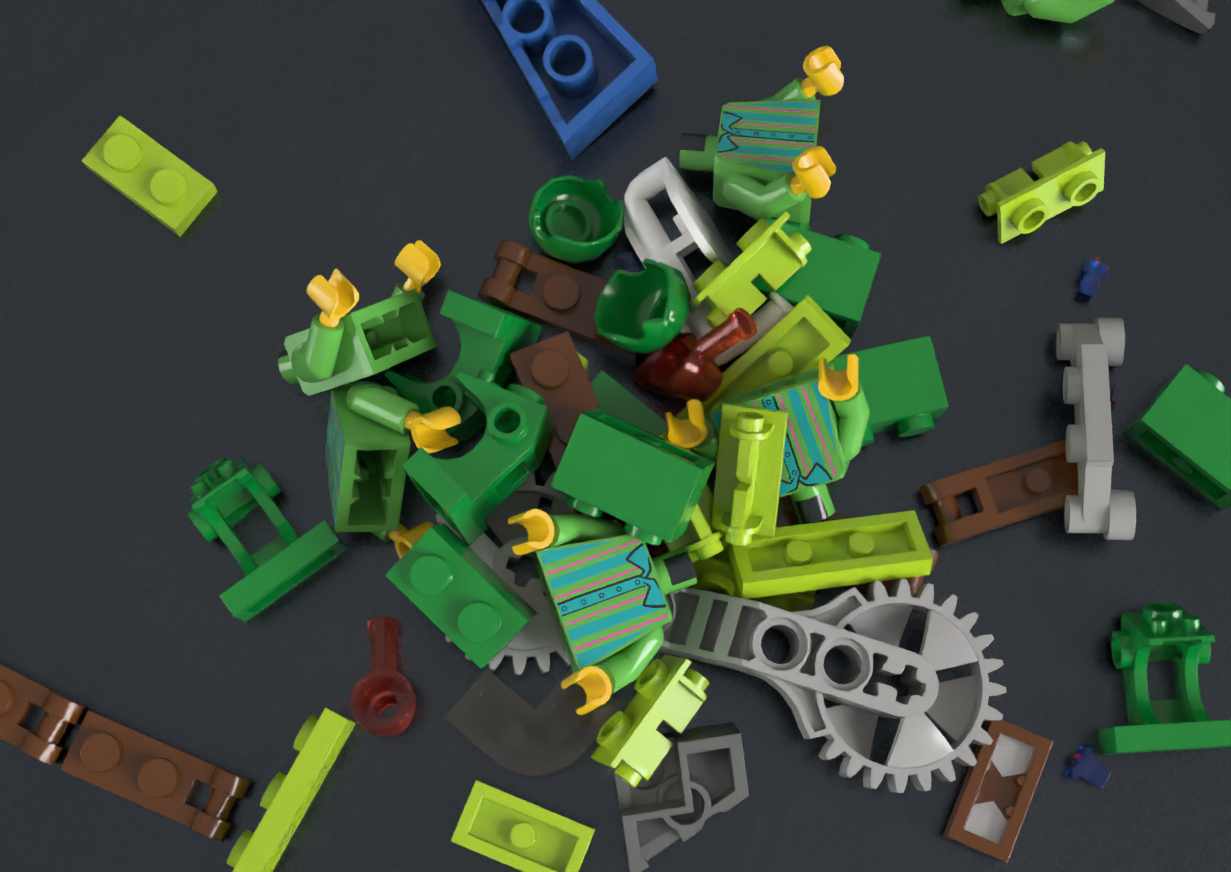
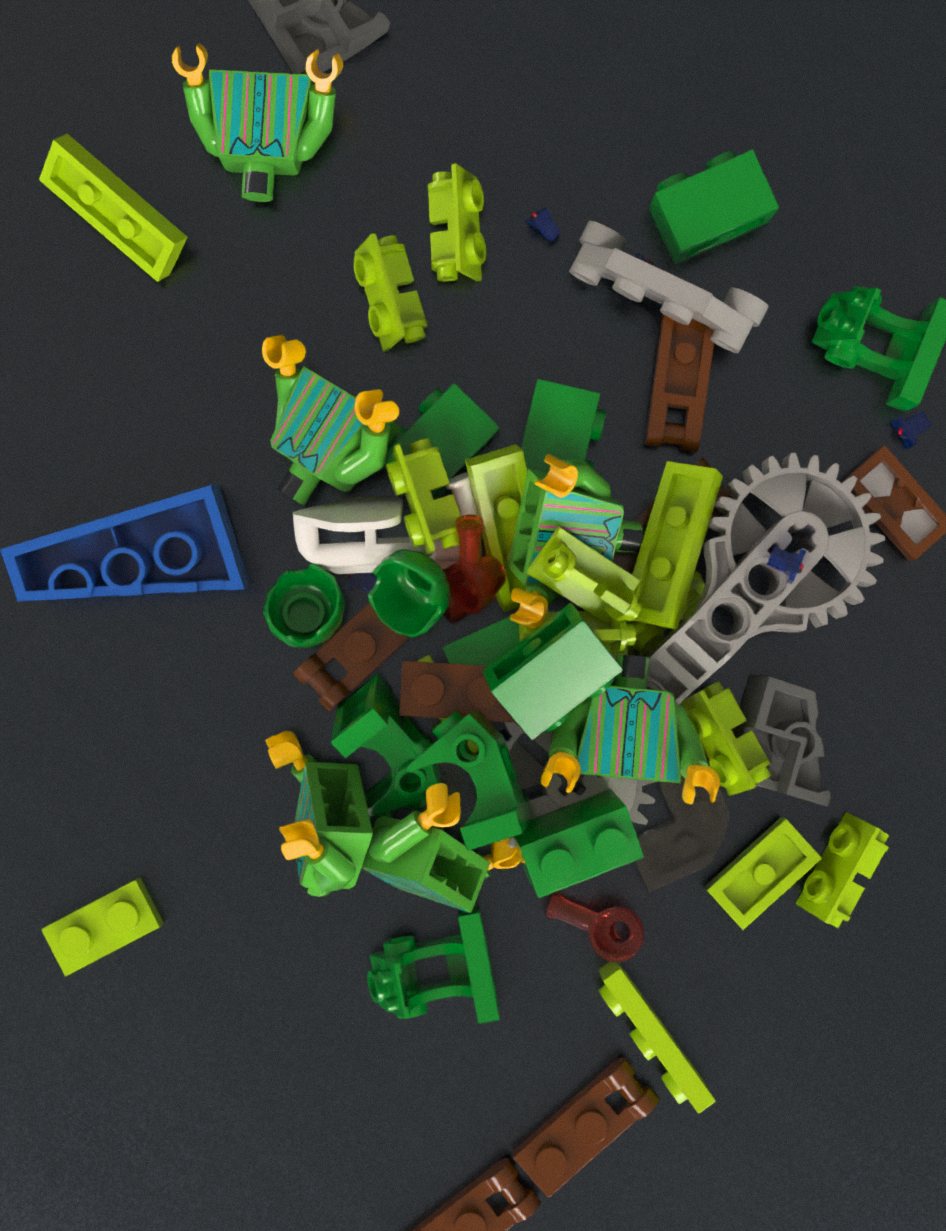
camera: 65 degrees left, 10 degrees up
(872, 677) = (787, 562): none -> clear blue piece
(956, 137) = (380, 269): none -> lime hinge

